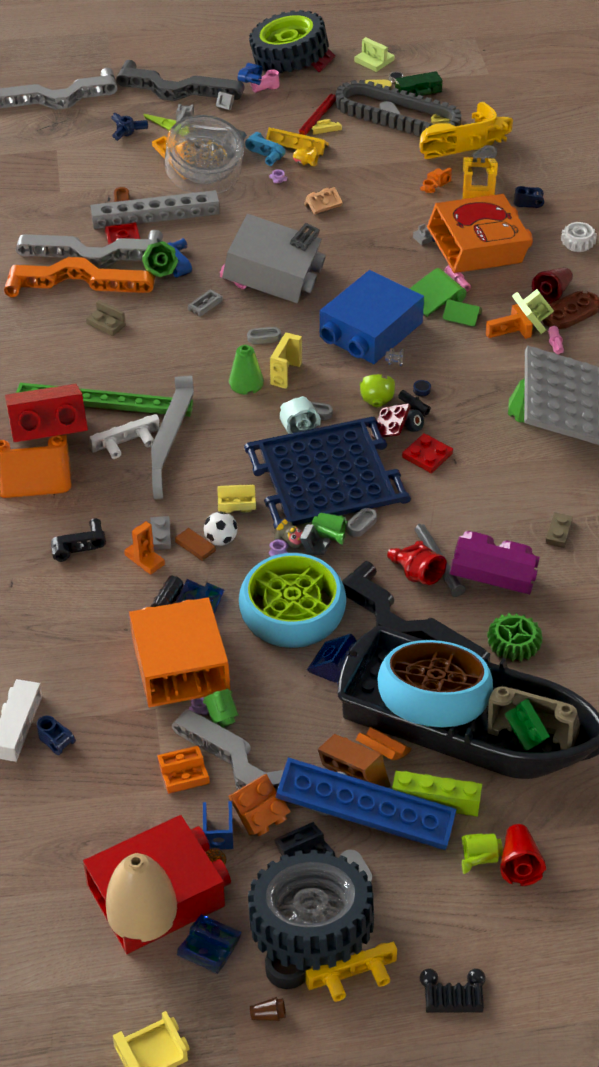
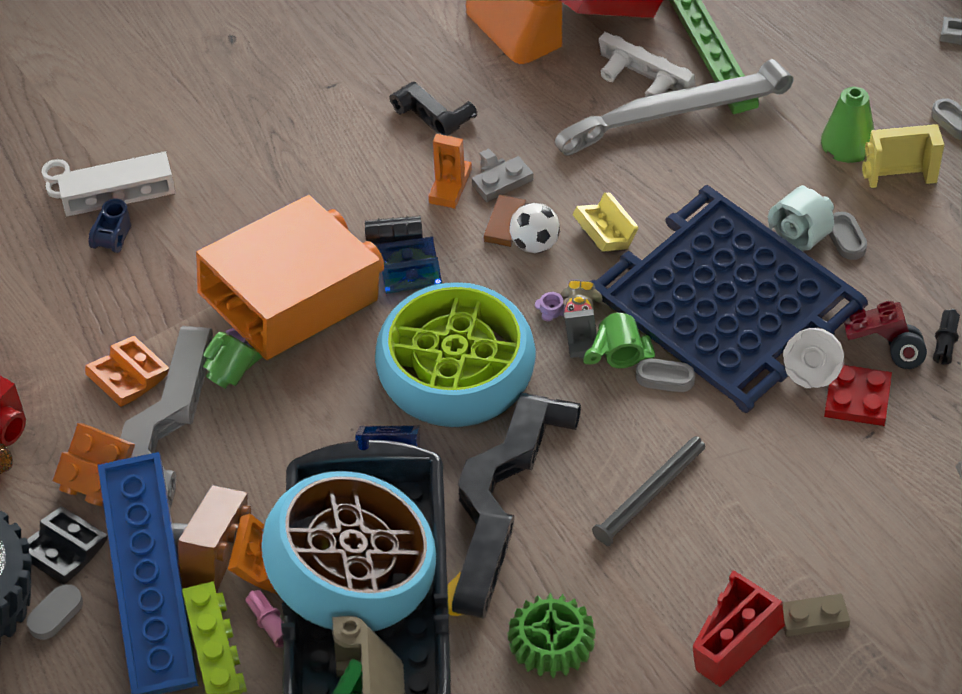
camera: 65 degrees right, 5 degrees up
(227, 835) = (44, 437): blue piece -> none
(377, 390) = (927, 282): lime cylinder -> none
(402, 453) = (813, 358): none -> white tile
(419, 563) = (613, 471): red piece -> none
(425, 761) = (266, 616): none -> bright pink axle
(502, 566) = (657, 549): magenta brick -> none
(557, 558) = (737, 629): none -> red wedge

